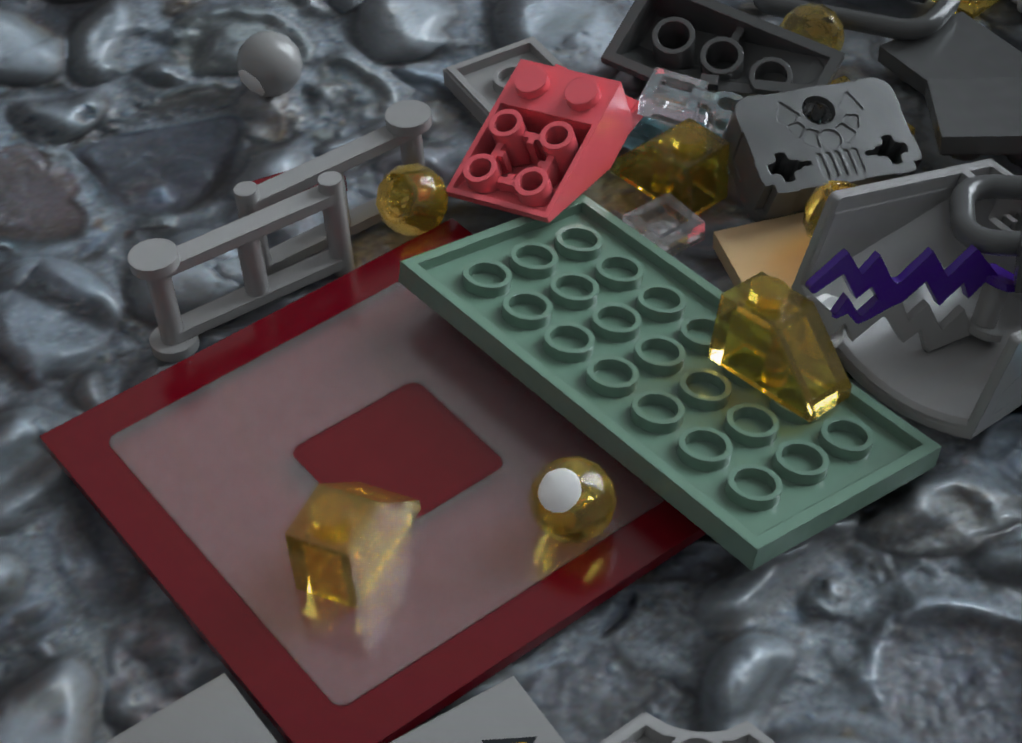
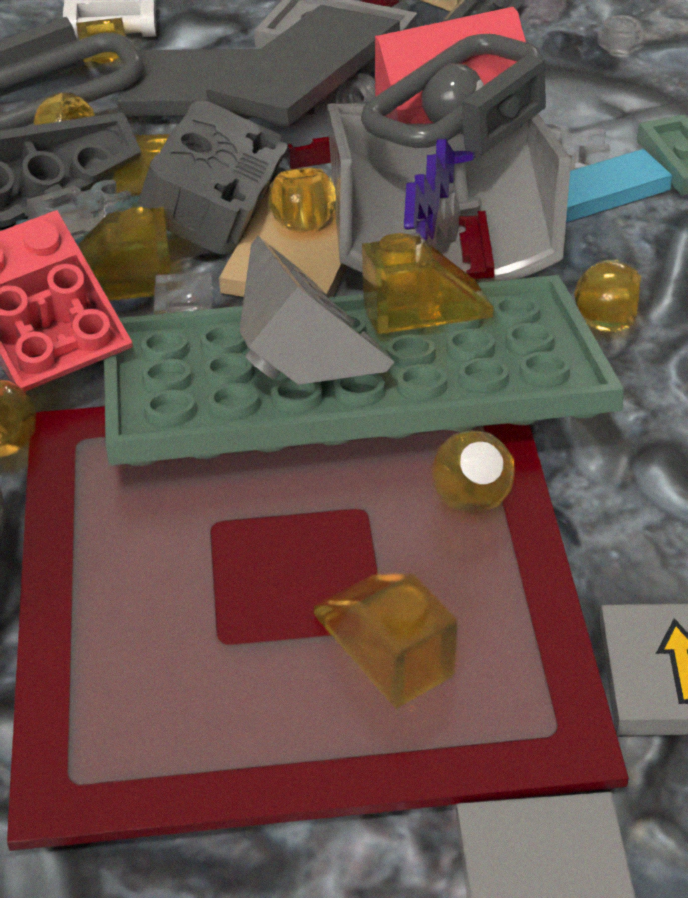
camera: 60 degrees left, 0 degrees up
(650, 293) = (297, 326): none -> light grey wedge
(929, 370) = (476, 246): none -> dark red piece
(948, 499) = (608, 295): none -> clear yellow piece

